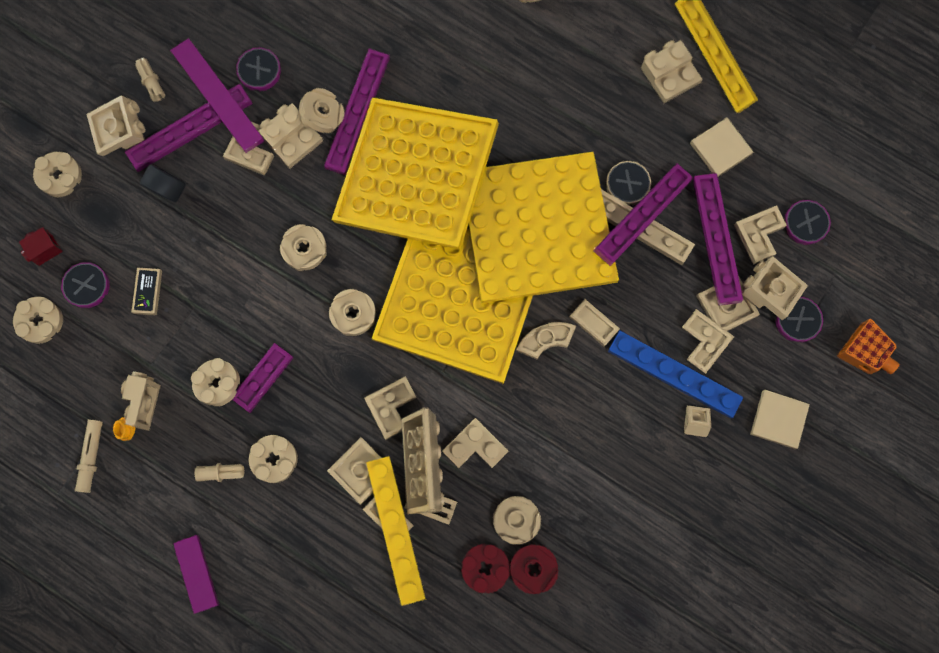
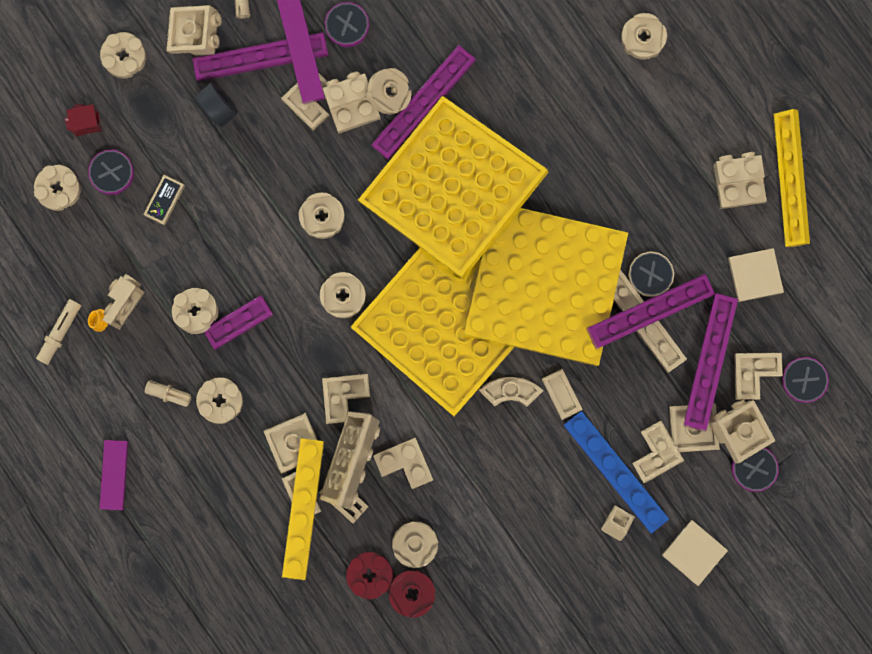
camera: 30 degrees right, 5 degrees up
(869, 349) = (807, 523): orange torso -> none

